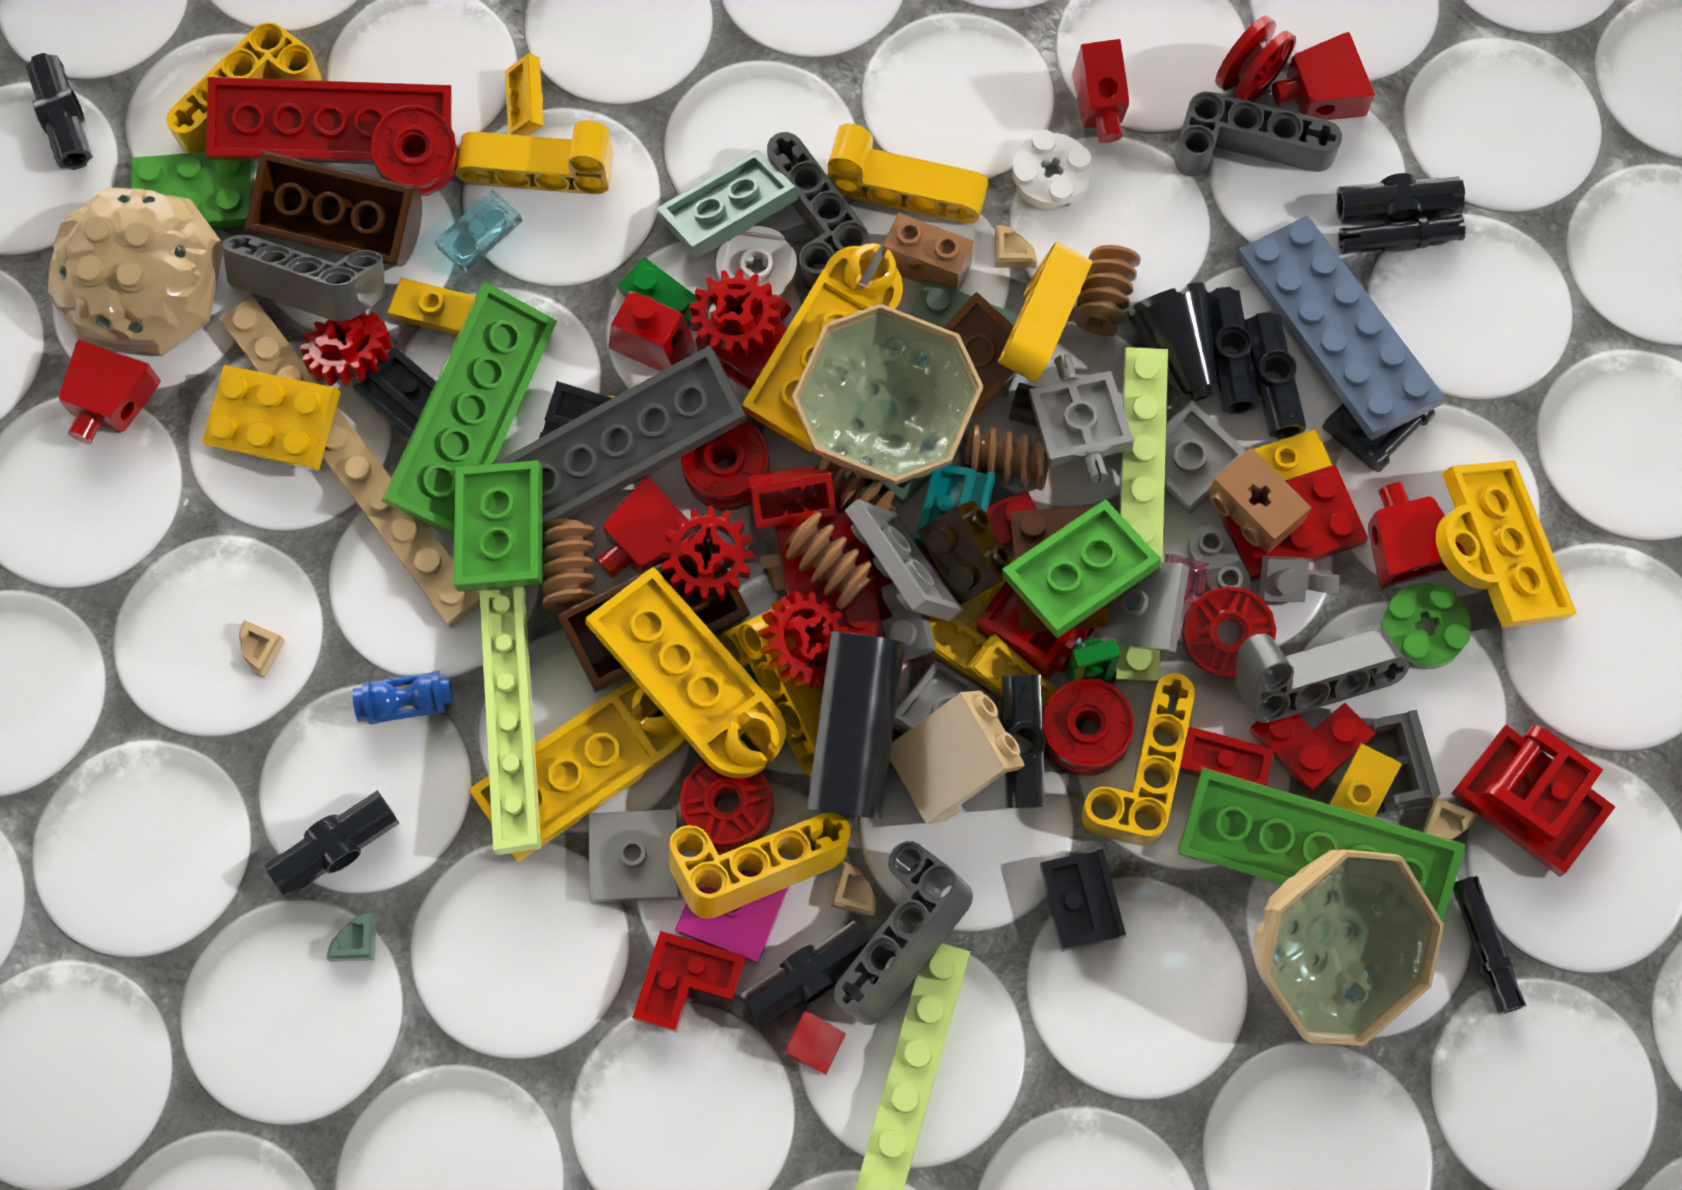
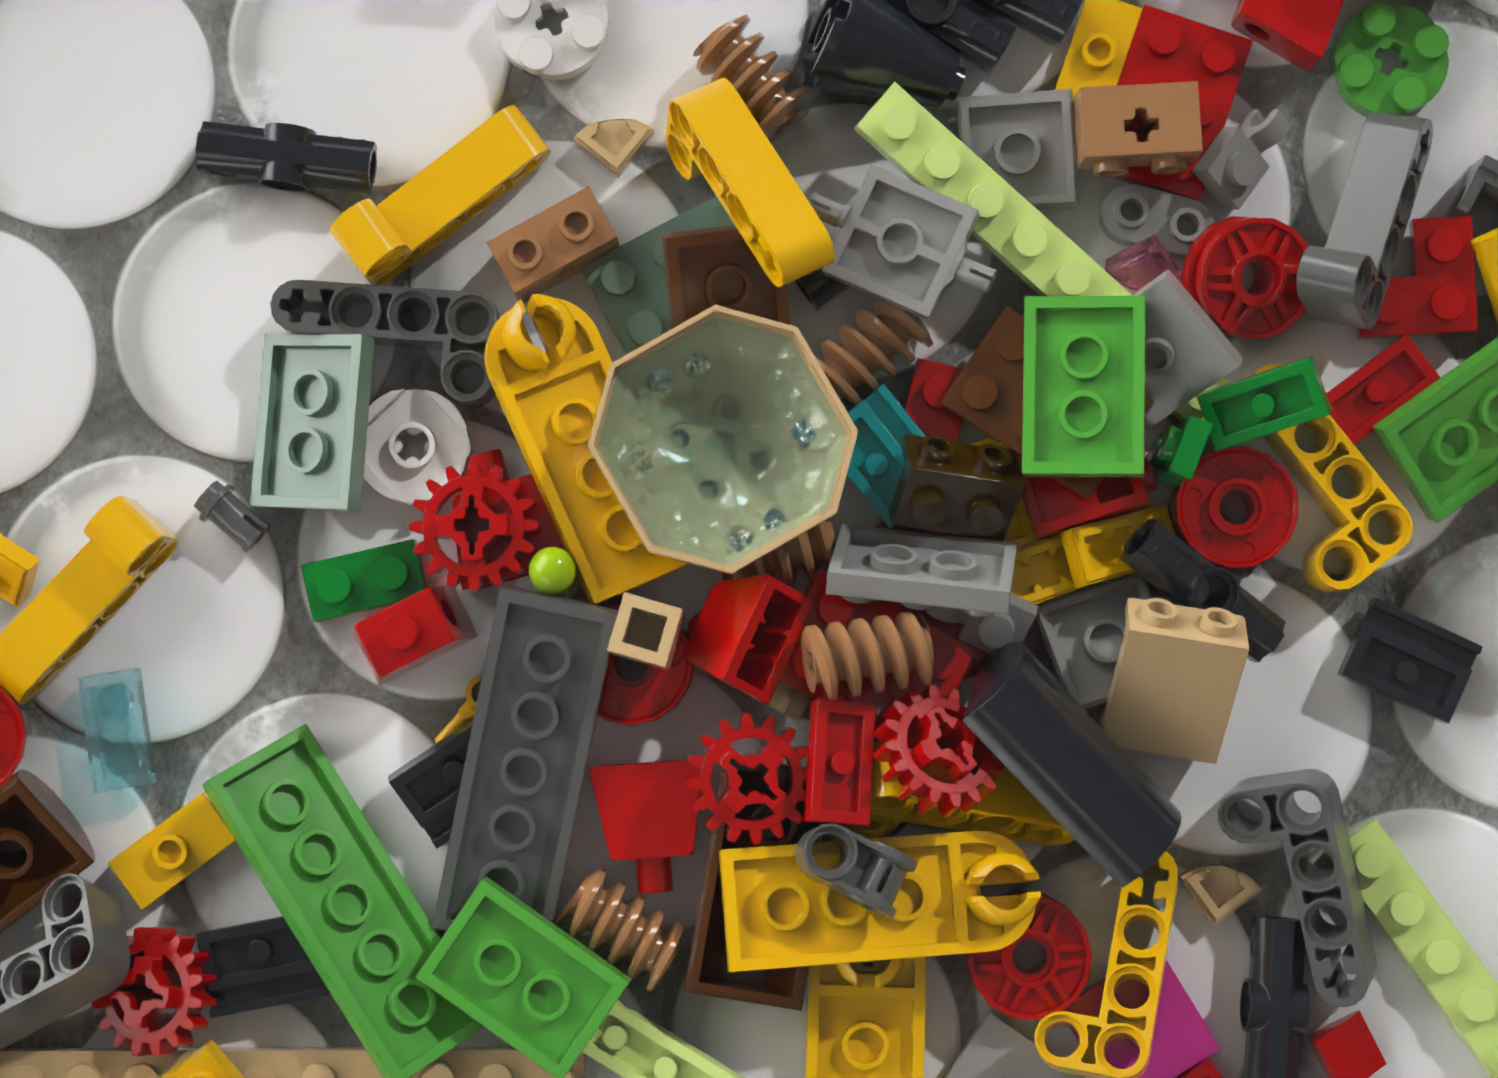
camera: 55 degrees left, 15 degrees up
(644, 196) = (231, 515): none -> dark grey pin
(702, 647) = (858, 868): none -> dark grey piece
(742, 372) = (552, 571): none -> lime cylinder
(747, 438) = (646, 631): none -> tan brick
(753, 590) = (840, 763): none -> red plate
(863, 93) = (286, 157): none -> black piece
(1159, 683) = (1264, 403): none -> green plate

